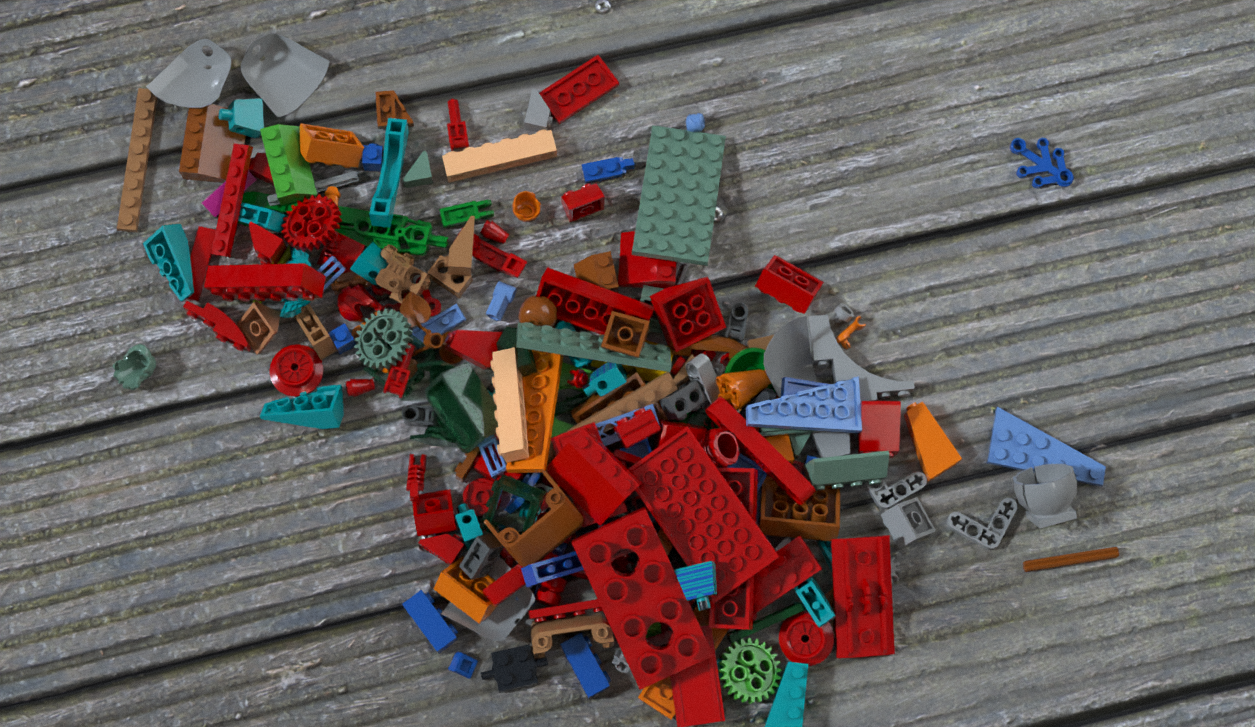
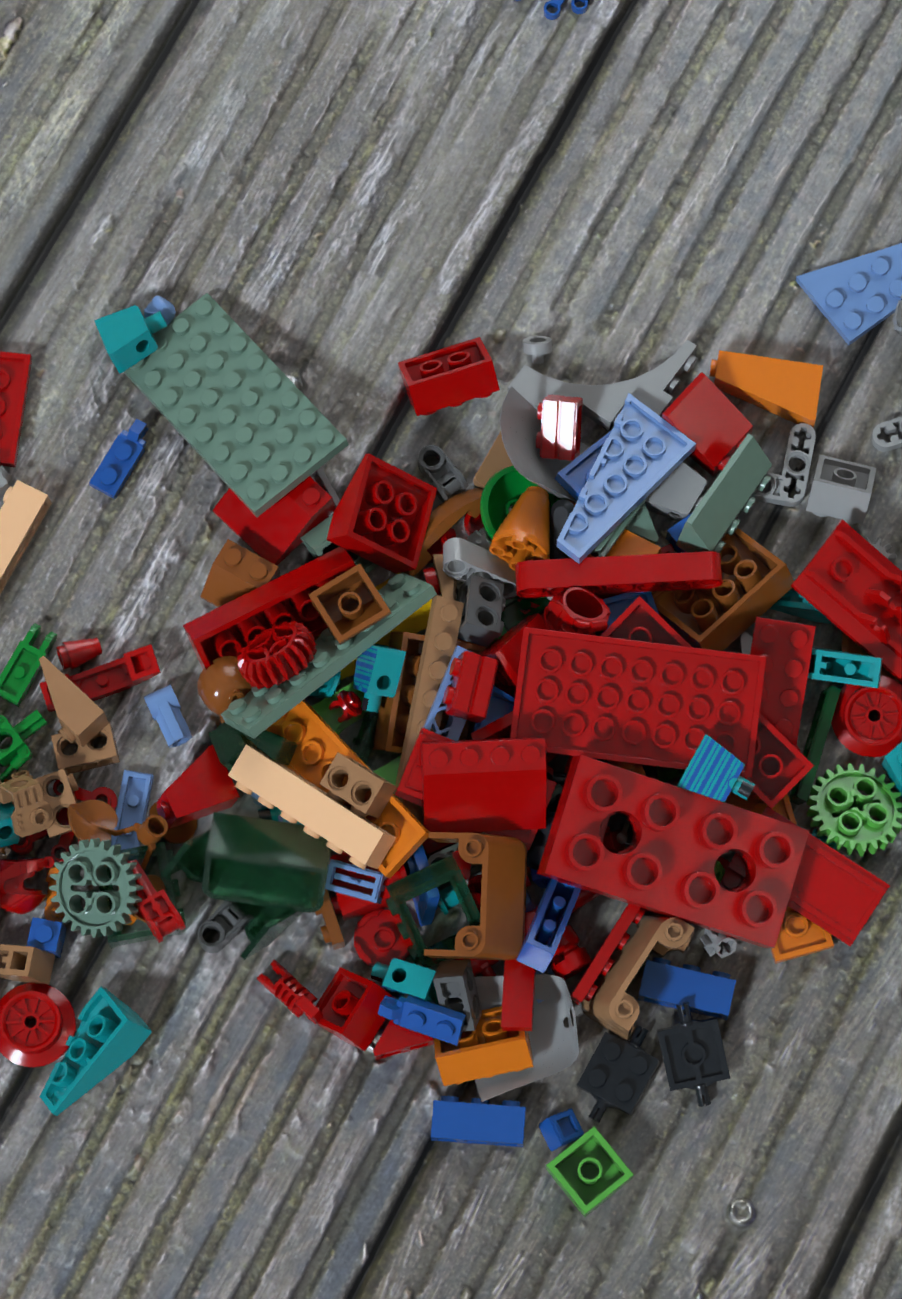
camera: 40 degrees left, 0 degrees up
(359, 386) = (121, 968): red cone -> none
(451, 696) = (589, 1171): none -> bright green brick
(456, 549) = (424, 1017): none -> blue hinge
(526, 206) = (82, 589): orange hair -> none
(541, 416) = (359, 782): none -> medium nougat brick
(555, 696) = (693, 1054): none -> black plate
(569, 322) = (276, 654): none -> red gear
(583, 201) = (137, 519): red slope -> none
(669, 118) = (129, 335): none -> teal torso
(810, 358) = (560, 427): none -> brick
(843, 336) = (564, 365): orange piece -> none

